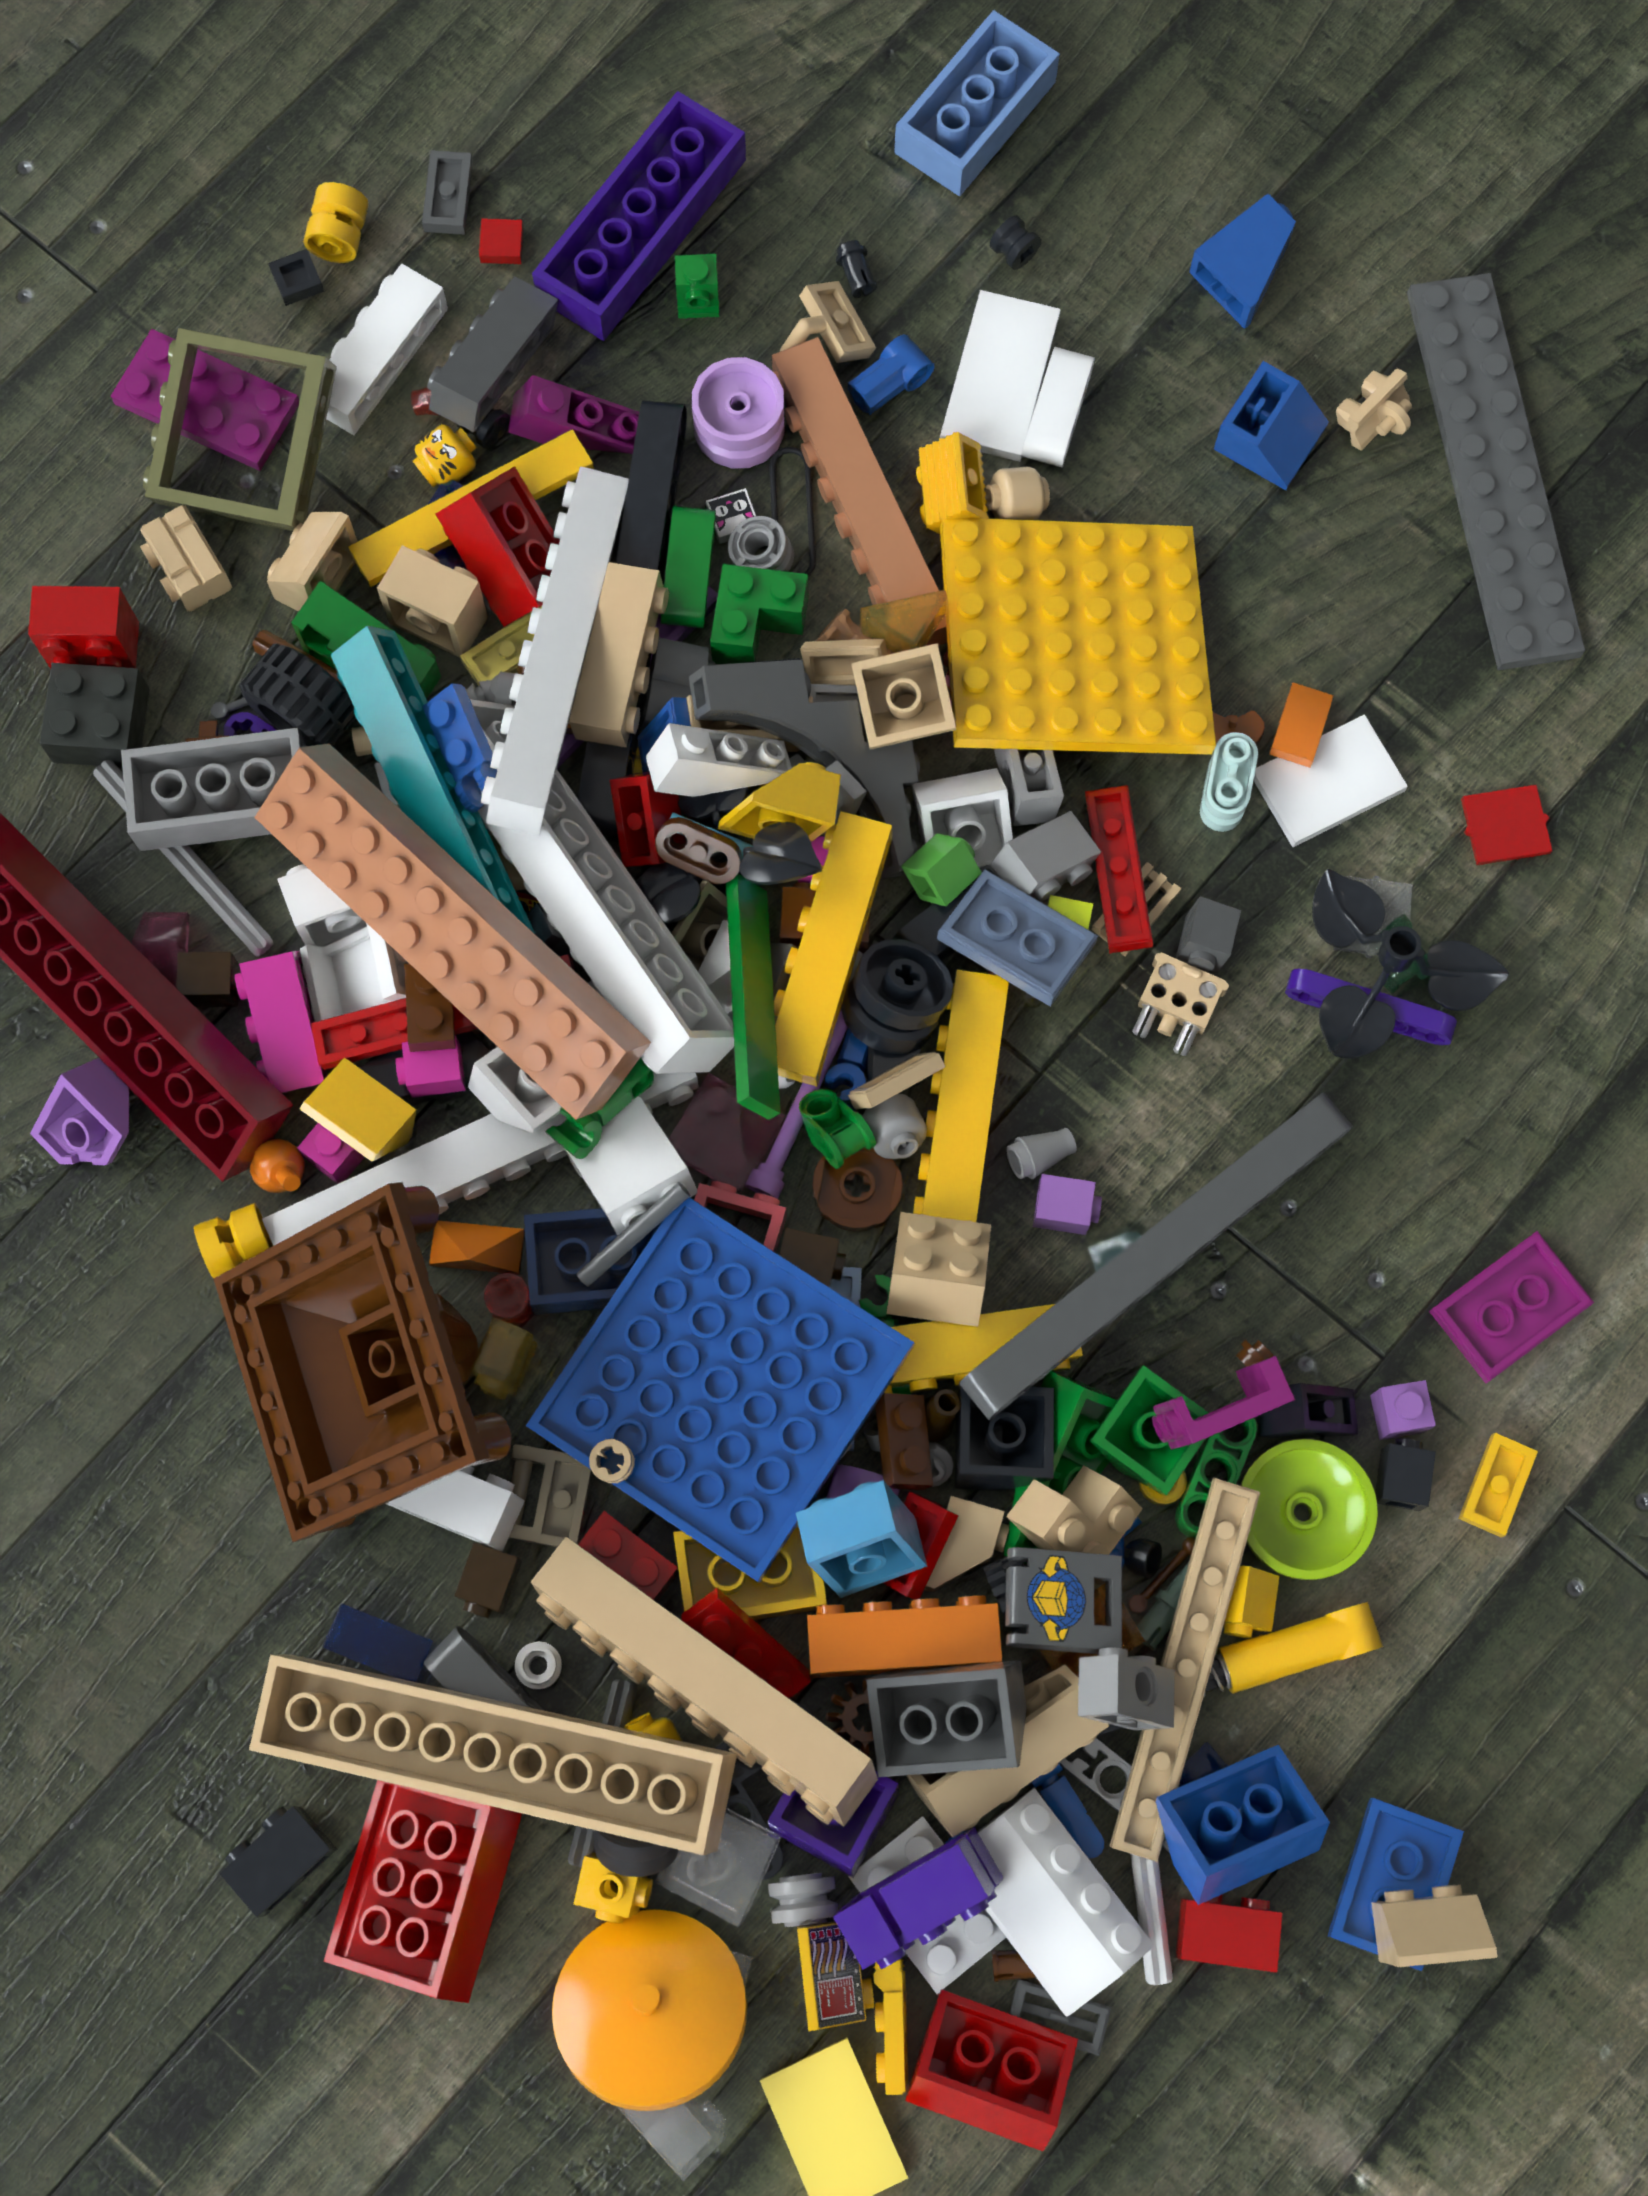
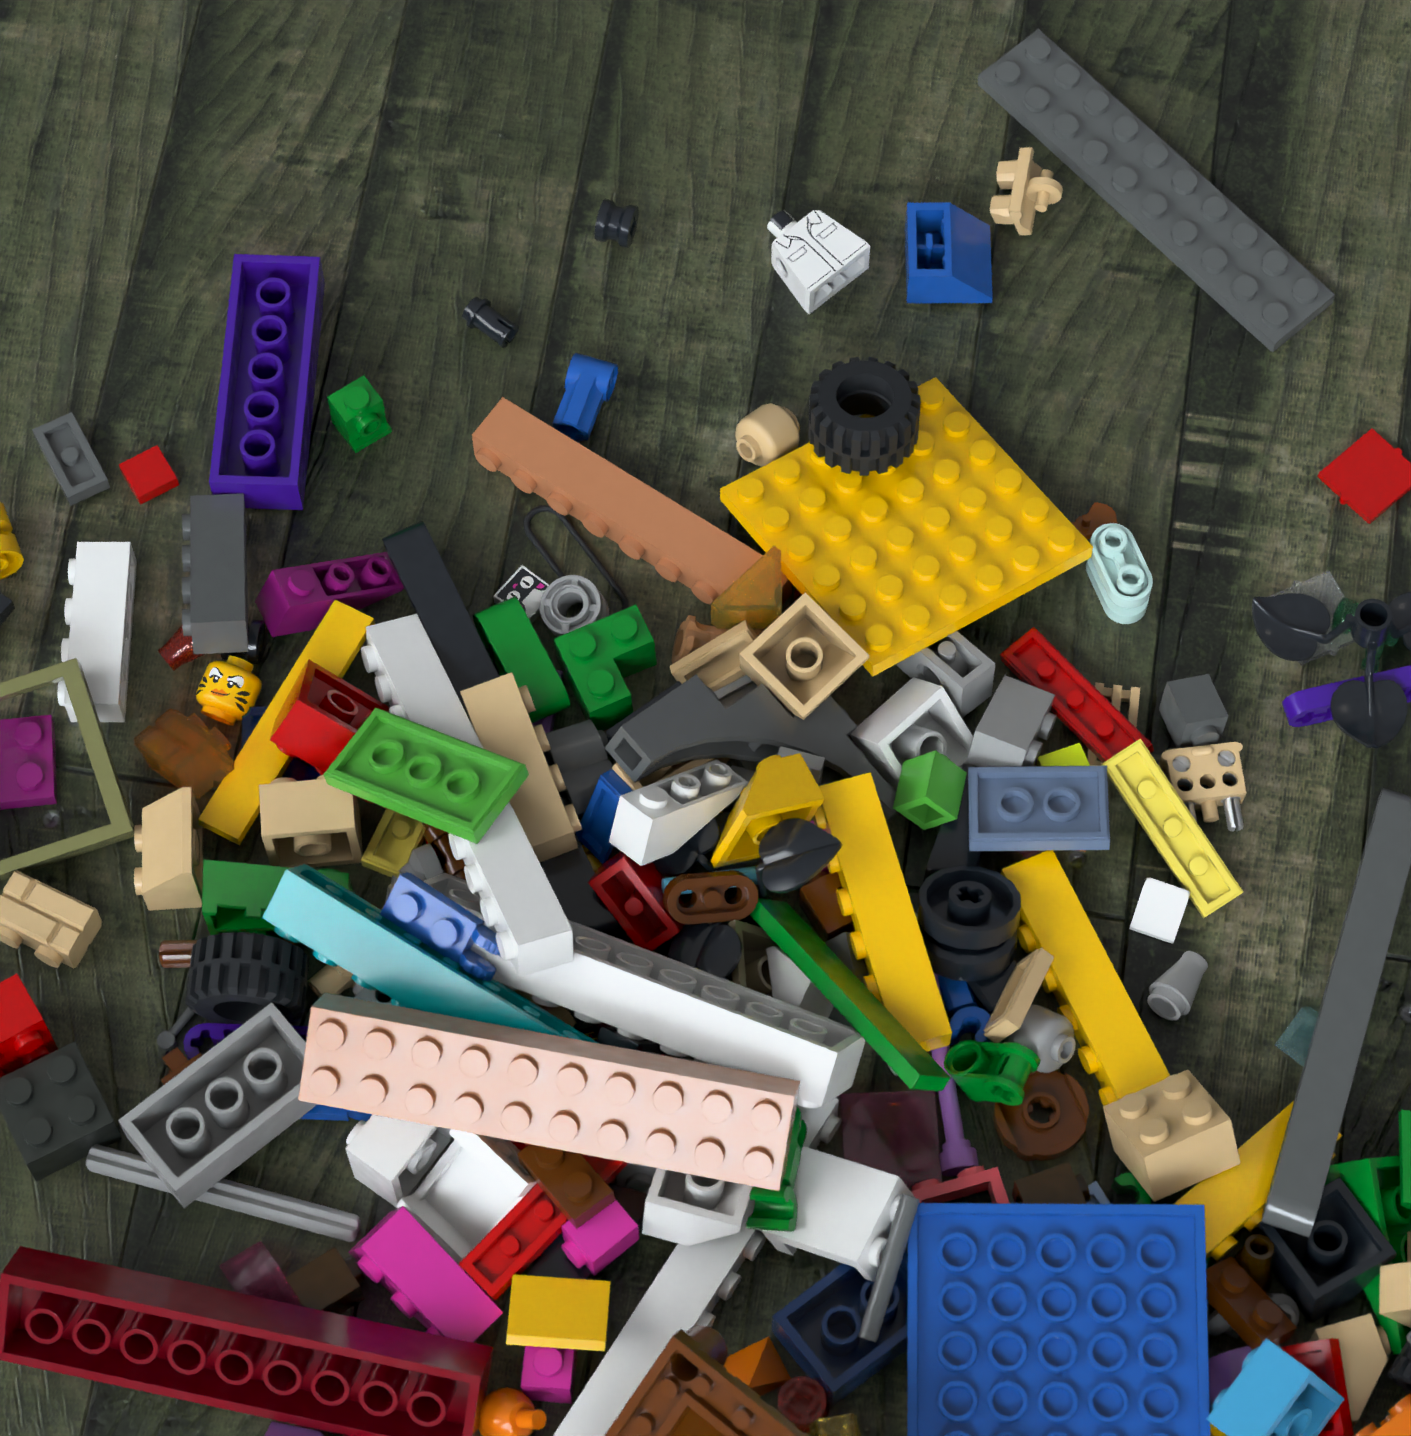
camera: 30 degrees left, 10 degrees down
(374, 486) = (185, 751): none -> clear orange brick
(529, 615) = (426, 775): none -> bright green tile
(738, 412) = (474, 502): lavender wheel -> none
(835, 321) = (503, 376): tan plate -> none
(951, 480) = (703, 456): yellow brick -> none
(976, 103) = (503, 124): medium blue brick -> none
(1001, 373) = (679, 344): white tile -> none
(1058, 406) = (750, 341): white beam -> none
(1066, 1204) = (1232, 1017): medium lavender brick -> none
(1069, 1081) = (1159, 910): none -> white slope
(1102, 496) = (869, 390): none -> black tyre
(1122, 1020) = (1172, 828): none -> light yellow tile
(1162, 365) = (816, 256): none -> white torso
(1244, 257) = (825, 129): blue slope -> none
(1301, 725) = (1144, 490): orange slope -> none
(1344, 780) = (1200, 524): white tile -> none

